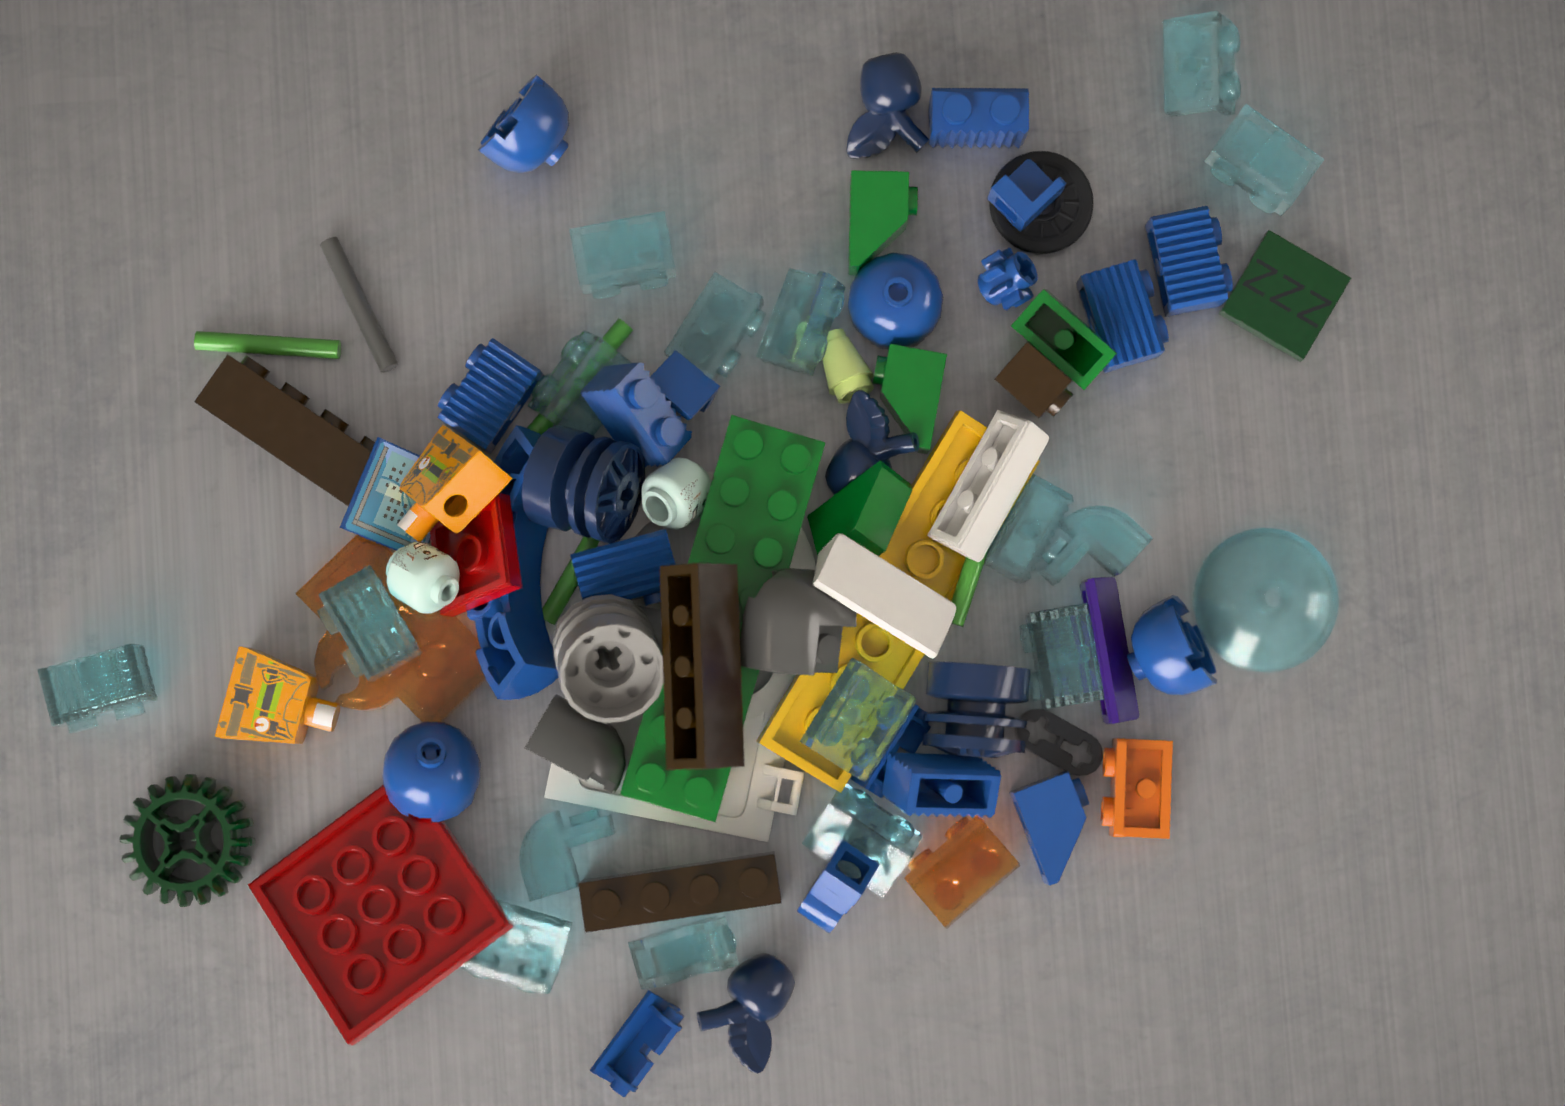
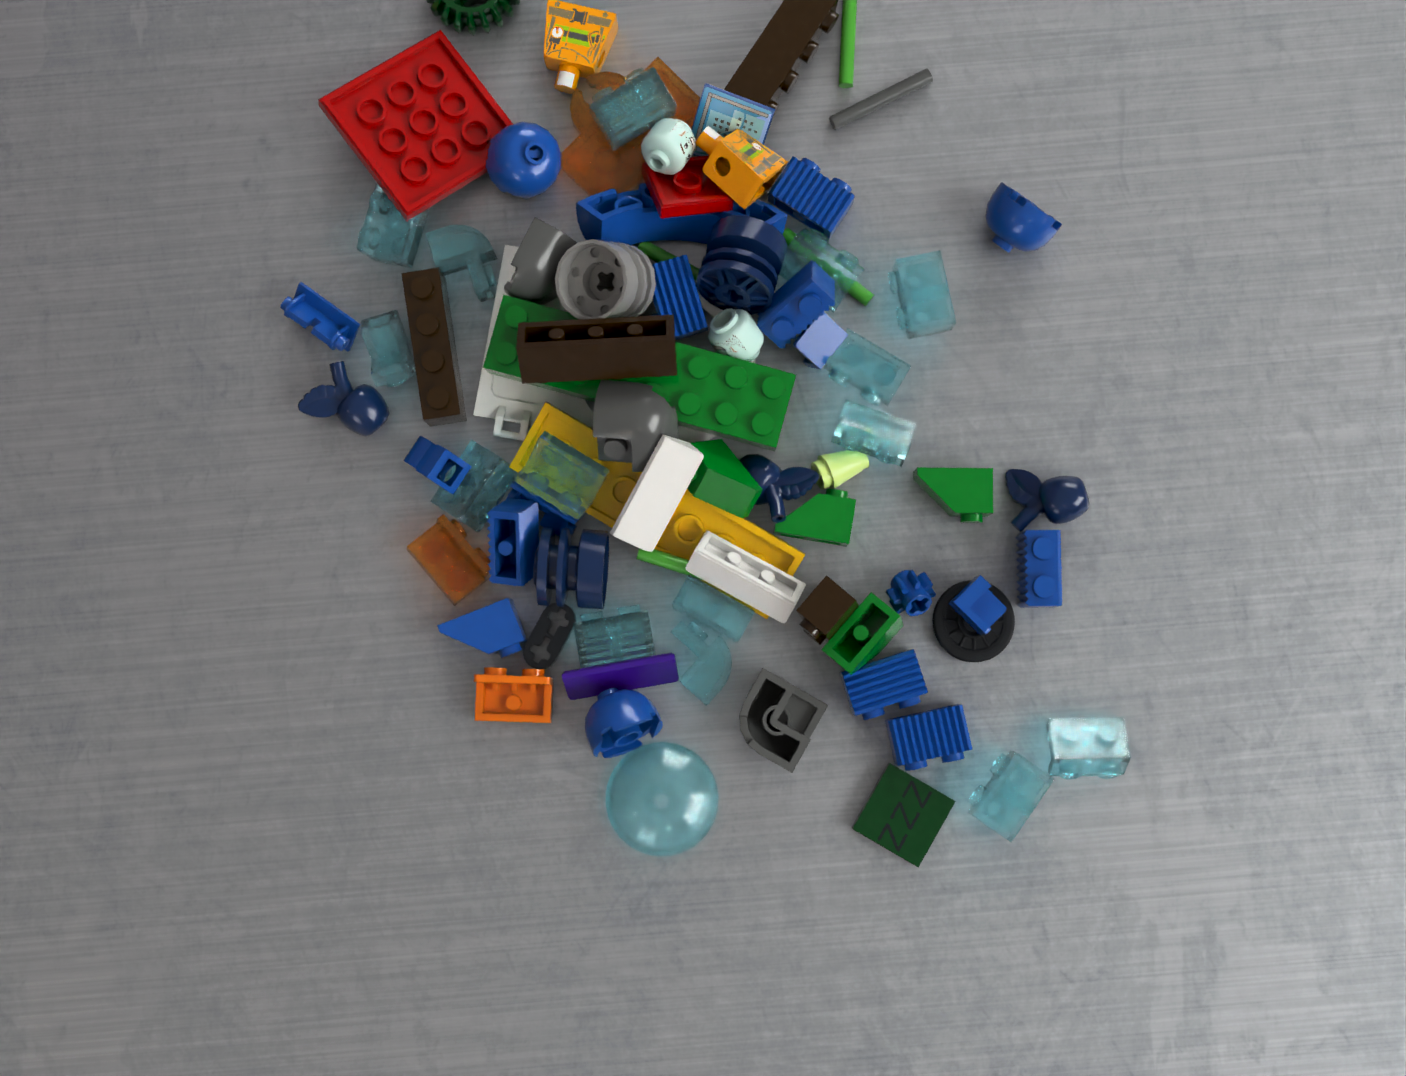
camera: 95 degrees right, 0 degrees up
(895, 300) = (892, 507): blue cylinder -> none
(1170, 445) = (779, 719): none -> dark grey brick

